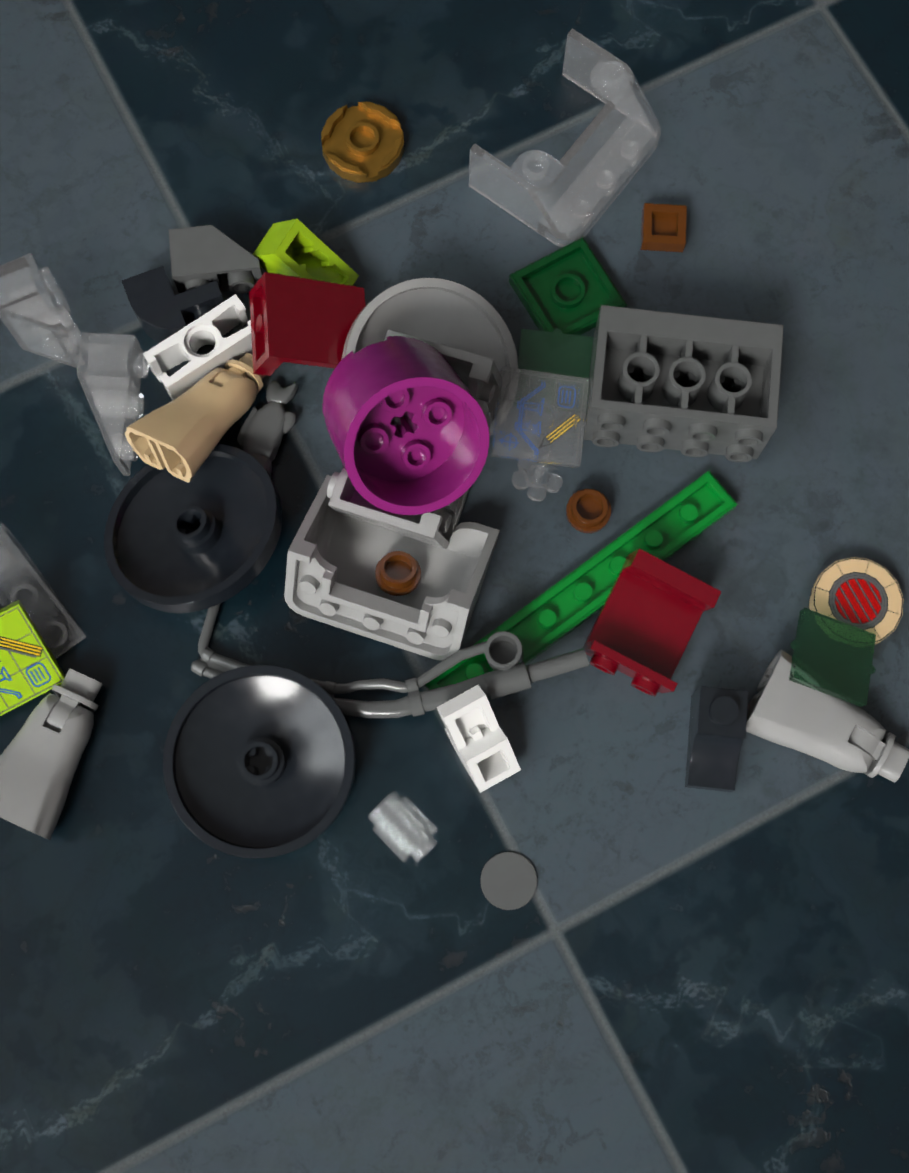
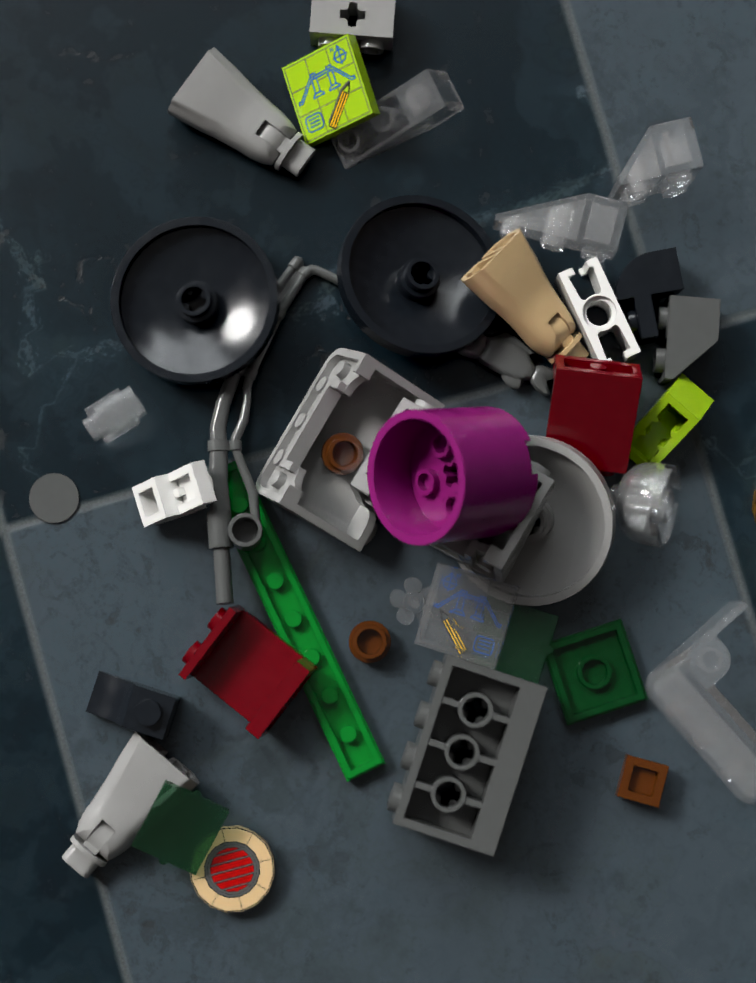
camera: 100 degrees right, 10 degrees up
(384, 261) = (646, 502): none -> clear cylinder

